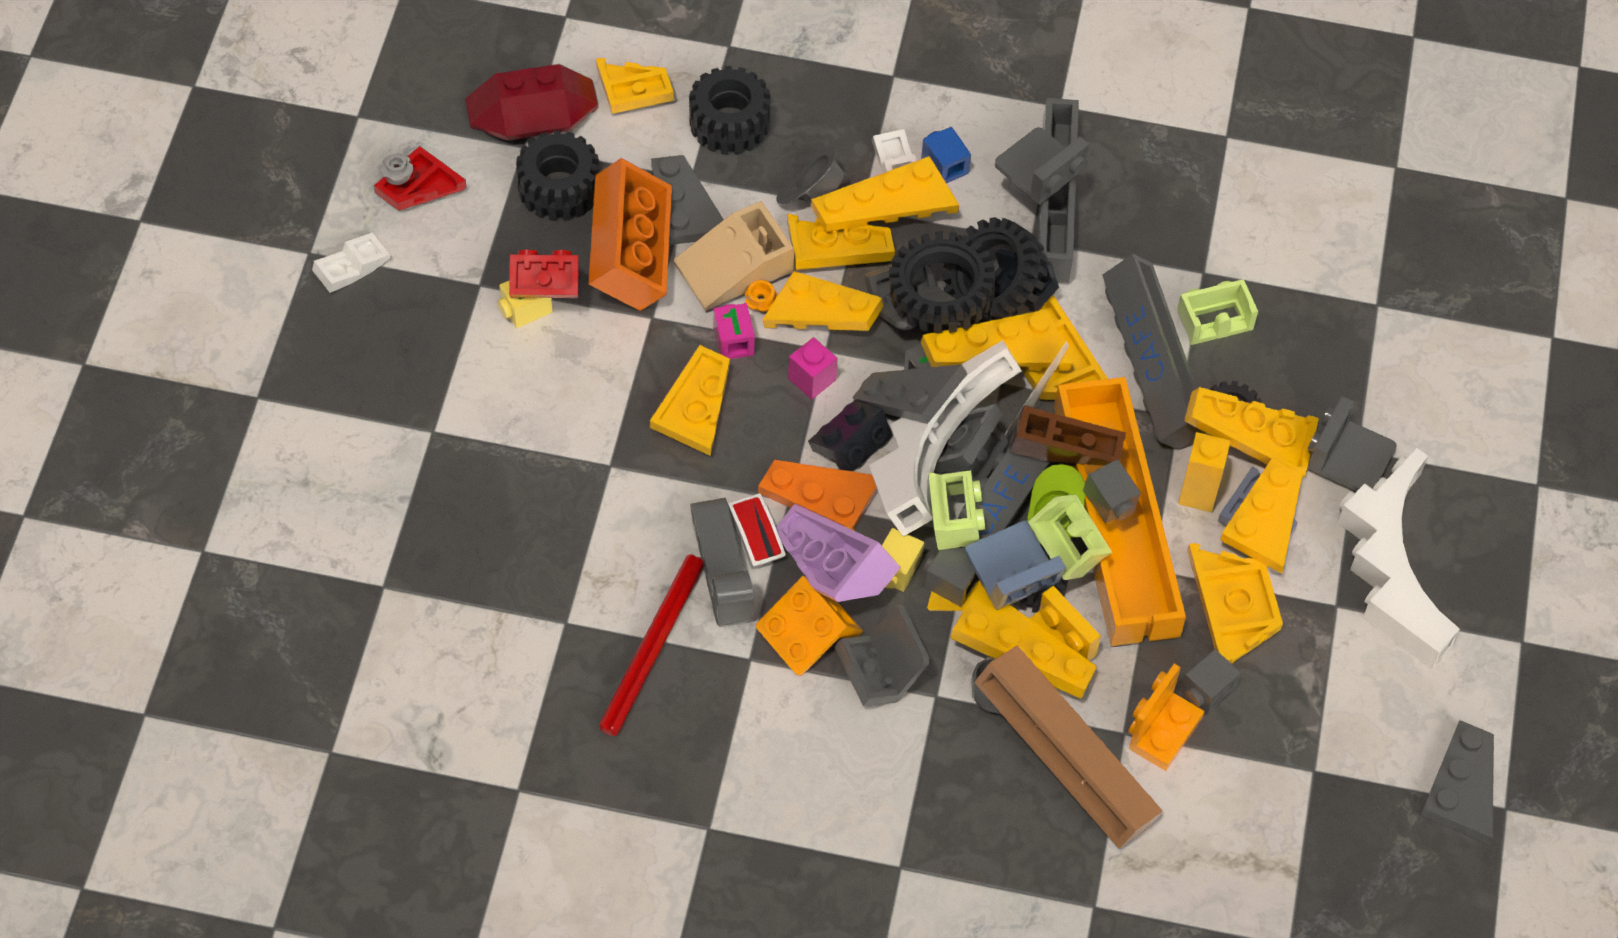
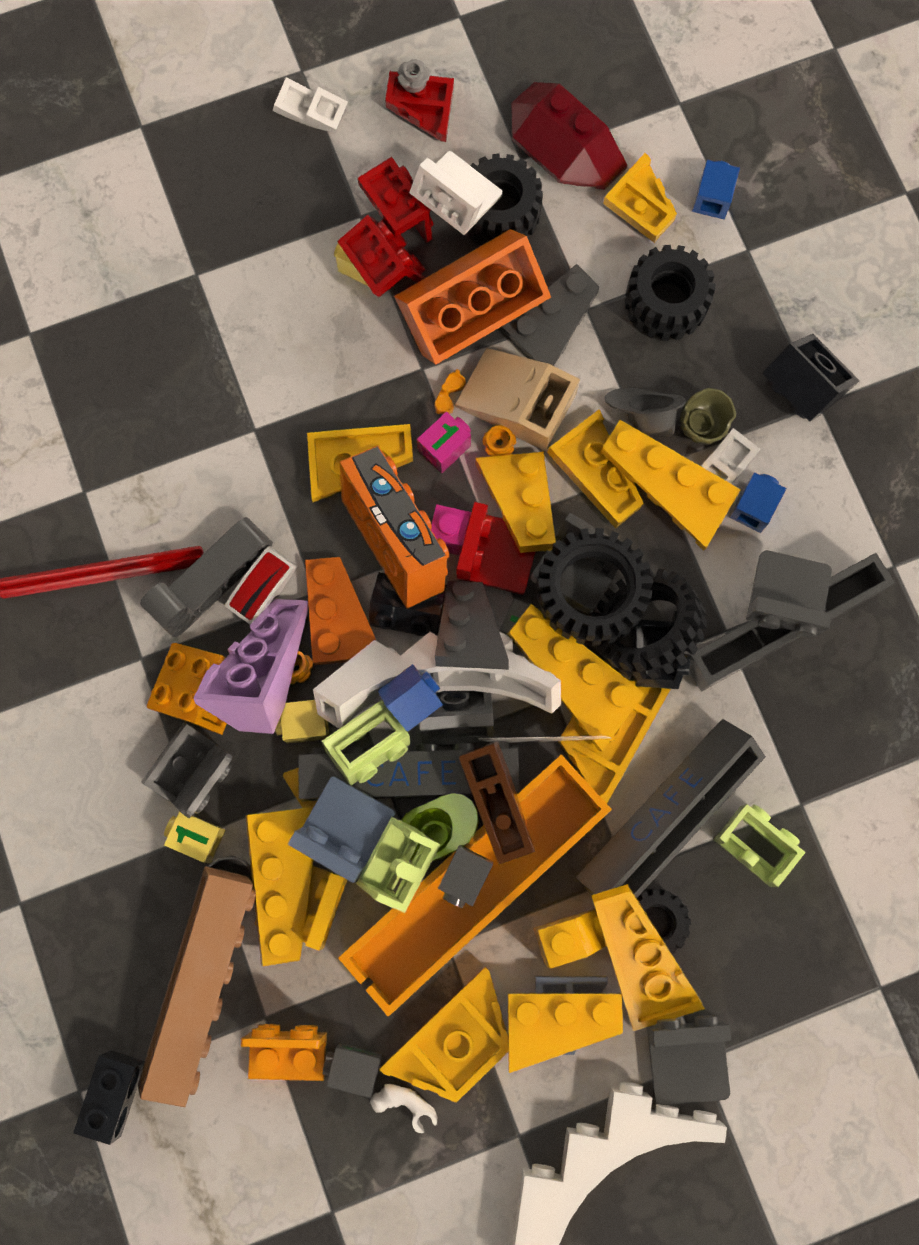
camera: 60 degrees right, 20 degrees up
(507, 231) = (388, 191): none -> red bracket
(545, 183) = (454, 191): none -> white bracket
(665, 32) = (716, 189): none -> blue brick
(683, 301) = (453, 383): none -> light orange piece
(787, 392) = (394, 526): none -> brick
(852, 144) = (707, 416): none -> olive hair
(857, 351) = (492, 555): none -> red bracket
(871, 66) = (809, 377): none -> black slope
(939, 692) = (193, 837): none -> light yellow brick
(942, 449) = (411, 697): none -> blue brick
(1116, 870) = (109, 1097): none -> black brick
(1268, 656) = (394, 1095): none -> white piece

